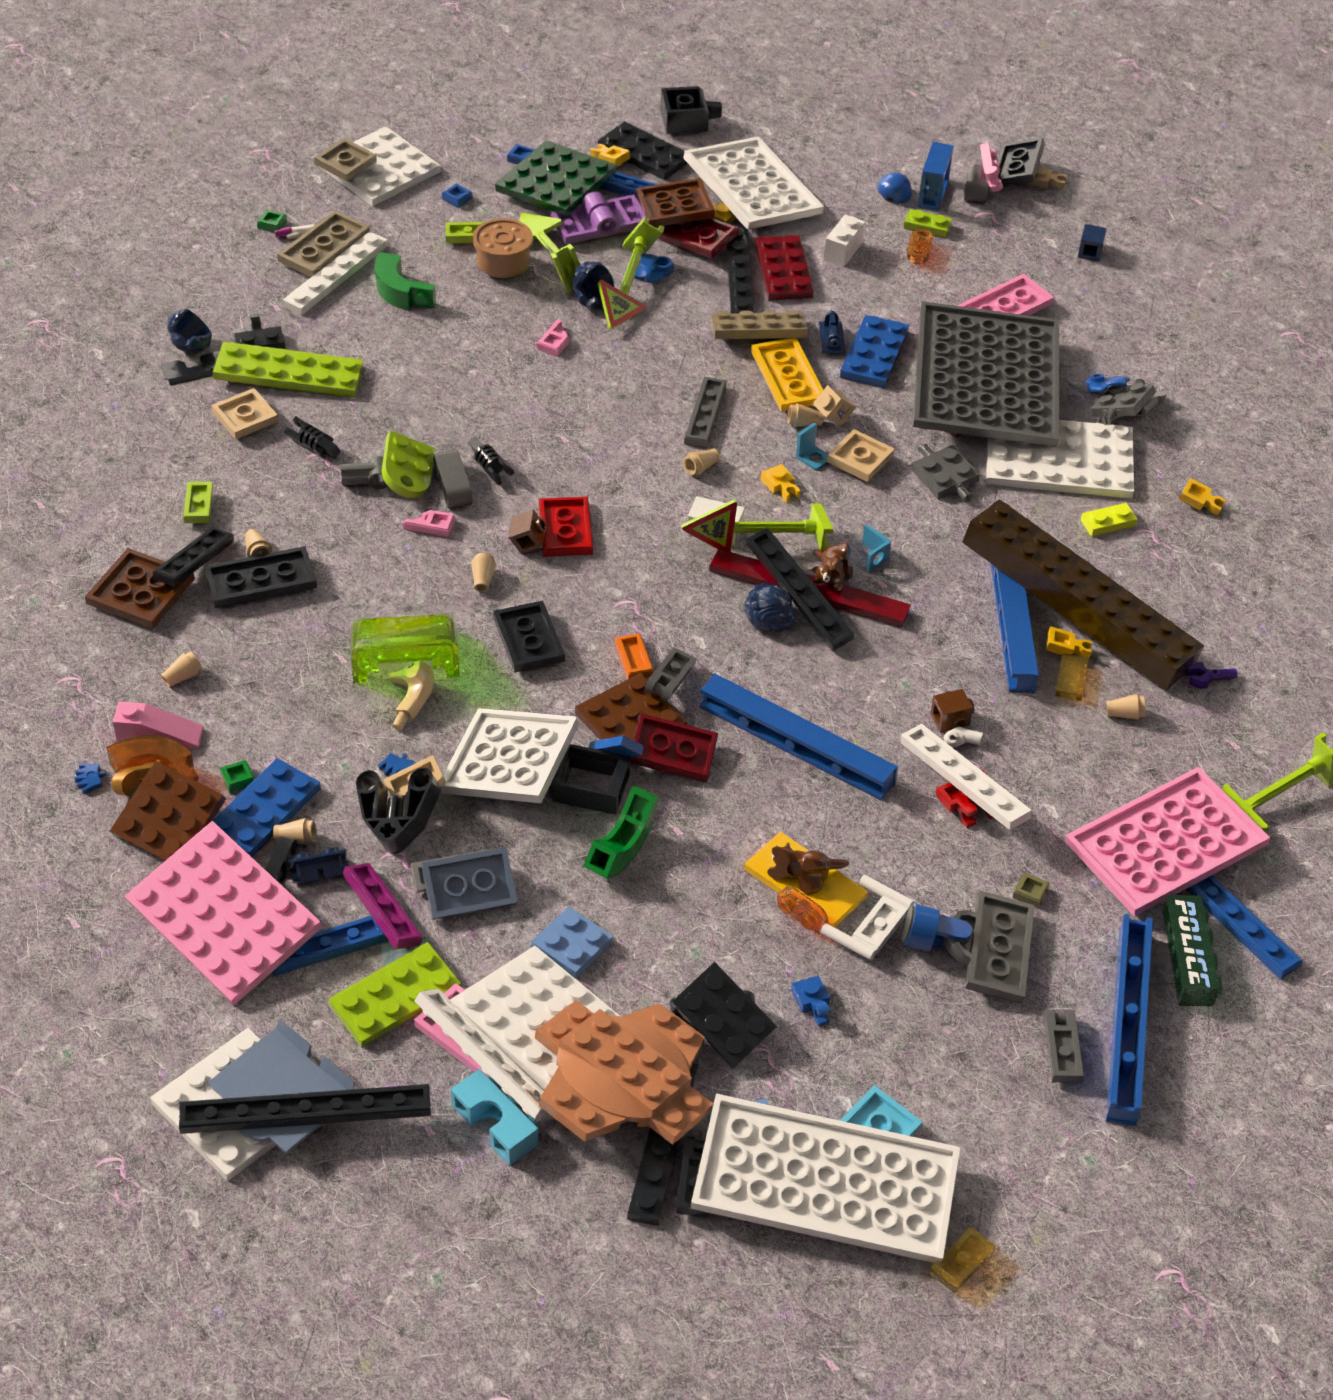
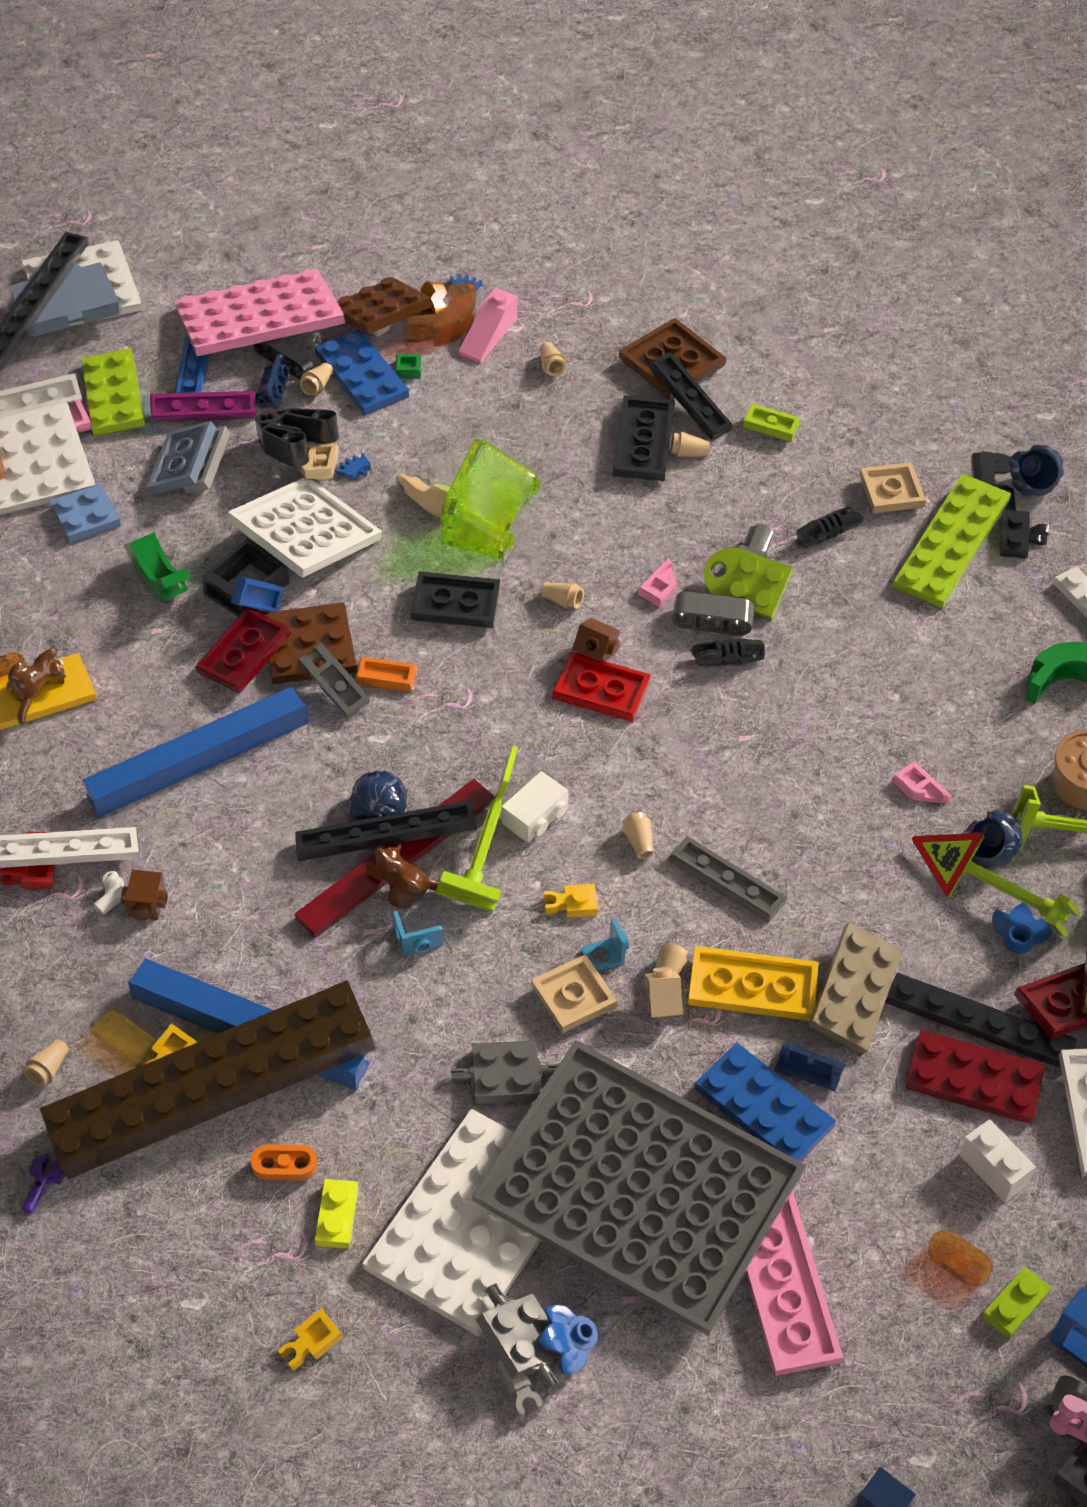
camera: 115 degrees right, 5 degrees up
(1098, 552) = (285, 1161): none -> orange plate

